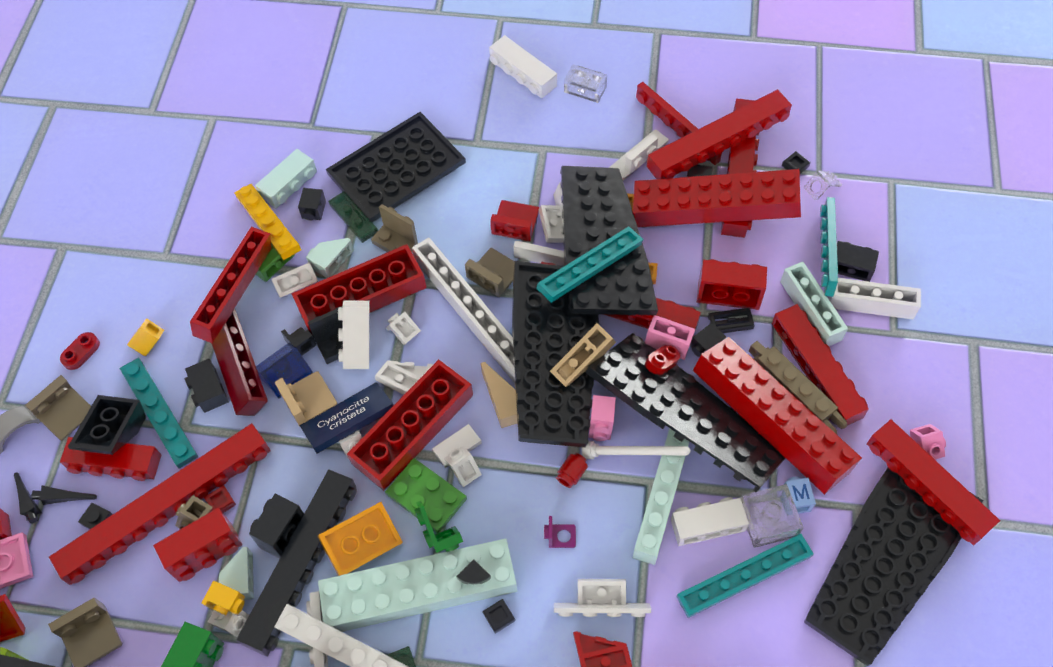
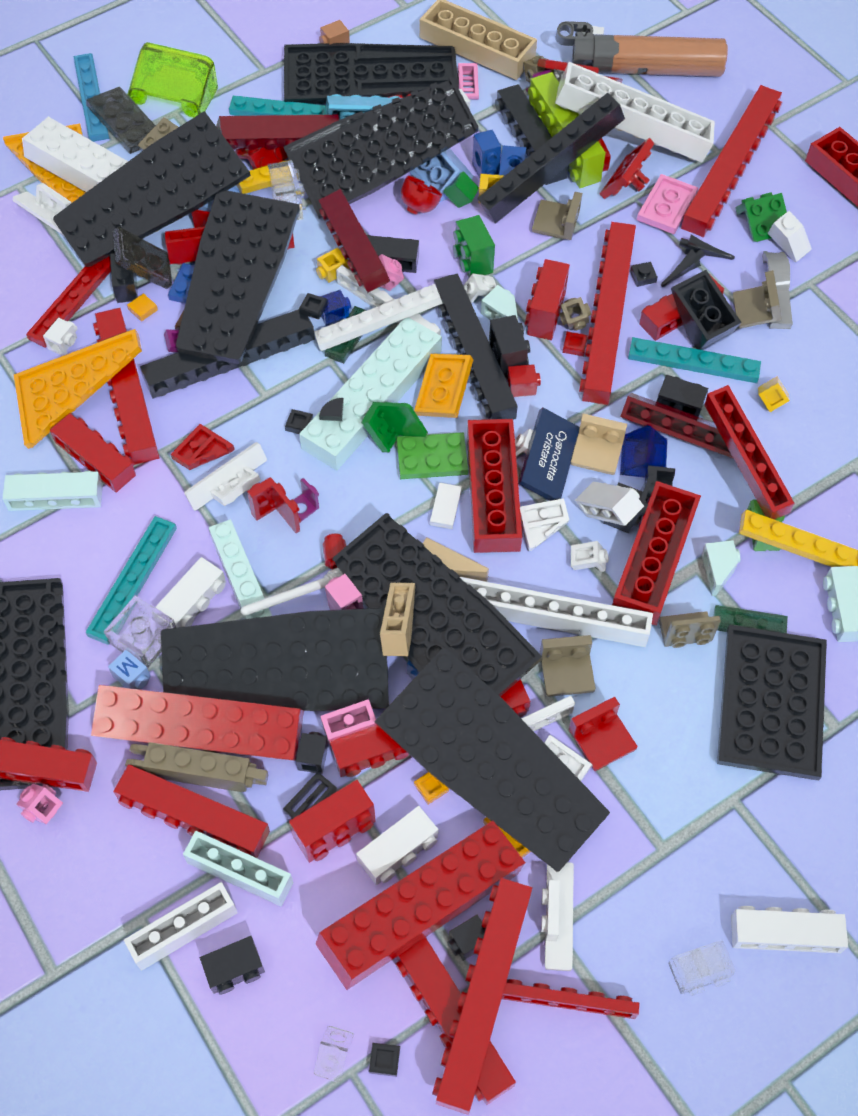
camera: 135 degrees right, 0 degrees up
(80, 351) = (807, 347): red plate -> none
(223, 599) = (489, 279): yellow brick -> none
(294, 280) = (722, 522): white plate -> none
(297, 493) = (523, 380): none -> red brick
(312, 204) = (795, 598): black brick -> none
(463, 466) = (424, 487): white bracket -> none
(588, 549) = (267, 497): none -> red bracket
(589, 264) = (468, 700): teal plate -> none
(662, 359) = (334, 689): red plate -> none
(691, 250) = (398, 846): none -> white brick
(829, 248) = (272, 956): teal plate -> none

